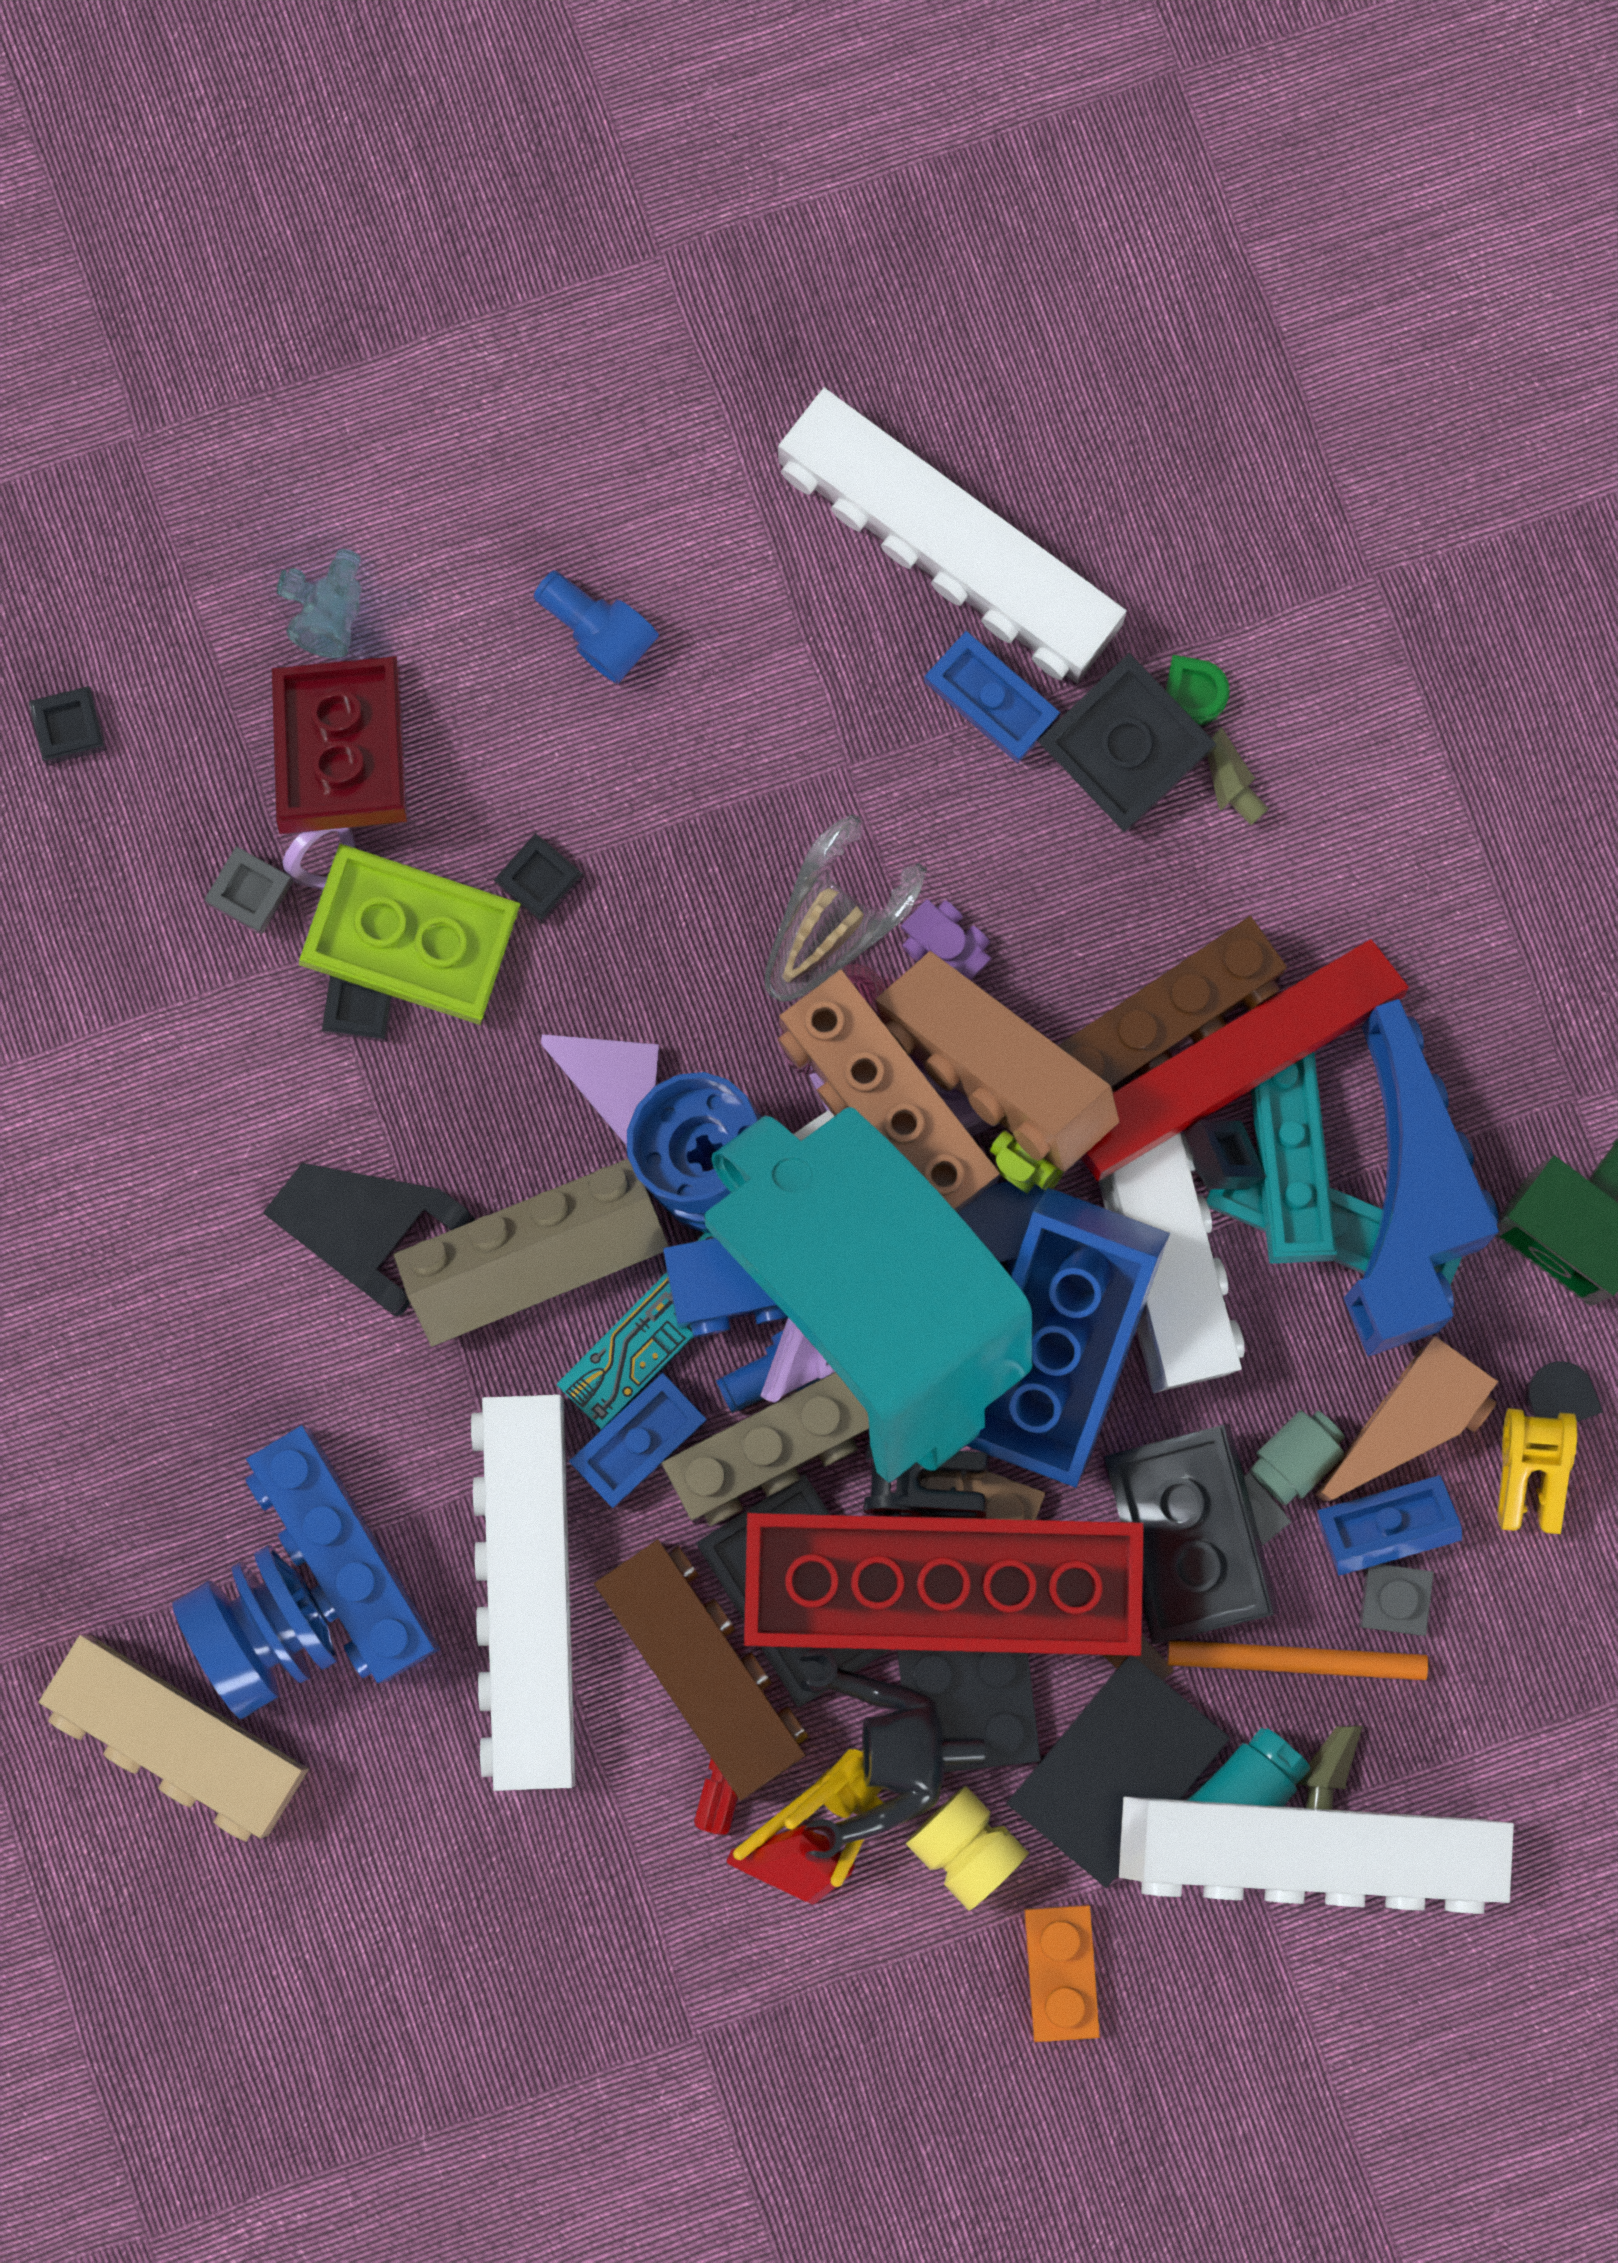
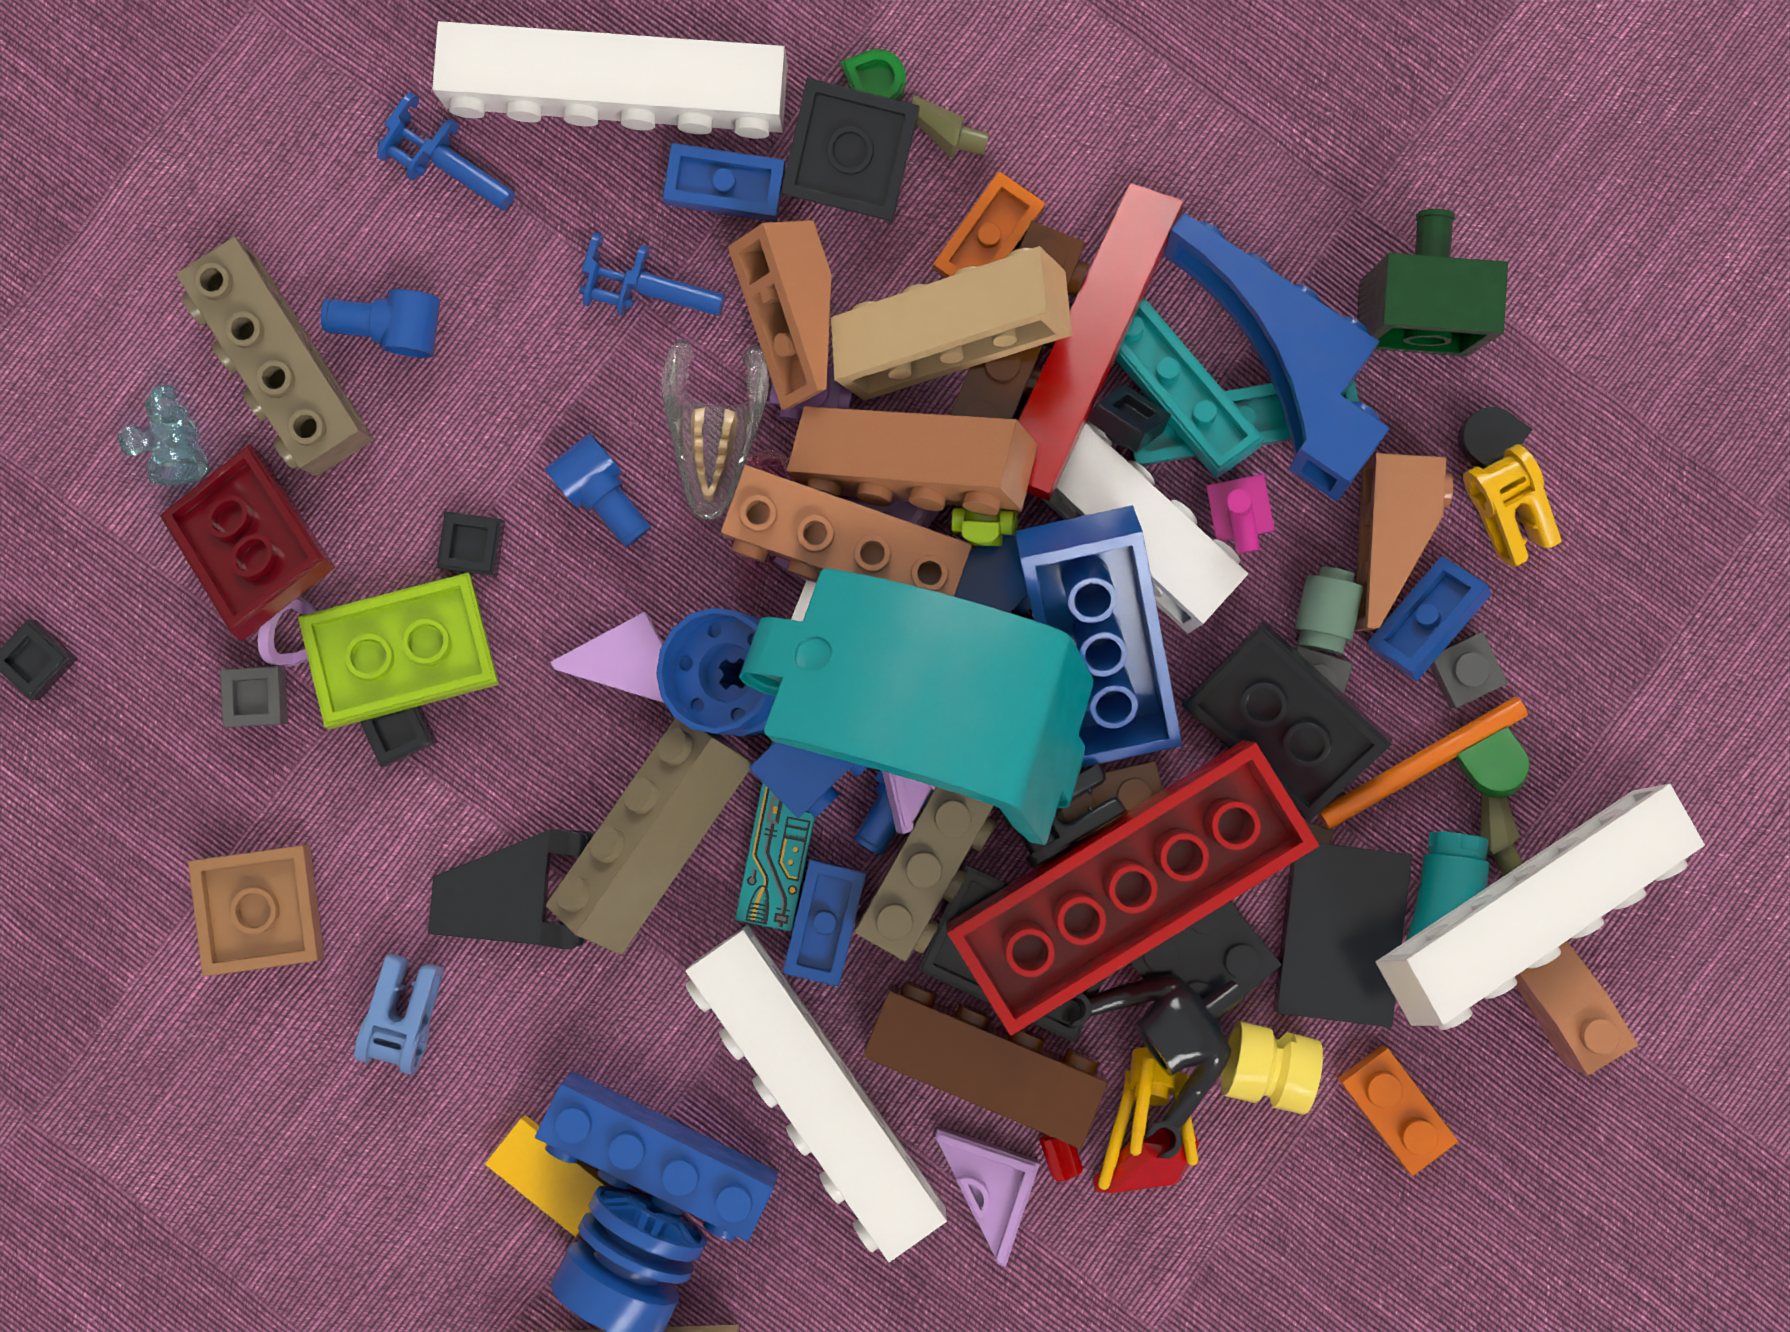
camera: 30 degrees left, 5 degrees up
(122, 1087) = (256, 910): none -> medium nougat plate
(193, 1289) = (387, 1035): none -> medium blue piece
(224, 1507) = (551, 1184): none -> yellow tile
(472, 594) = (274, 358): none -> dark tan brick
(633, 1793) = (993, 1183): none -> lavender tile
(690, 893) = (591, 479): none -> blue pin
(747, 506) = (438, 151): none -> blue piece
(857, 743) = (644, 283): none -> blue piece
(979, 845) = (789, 304): none -> nougat slope
(1111, 962) = (951, 324): none -> tan brick
(1205, 903) = (991, 228): none -> orange plate
(1275, 1309) = (1241, 511): none -> dark pink arm
(1287, 1971) = (1575, 1012): none -> nougat slope
(1364, 1705) = (1495, 765): none -> green tile

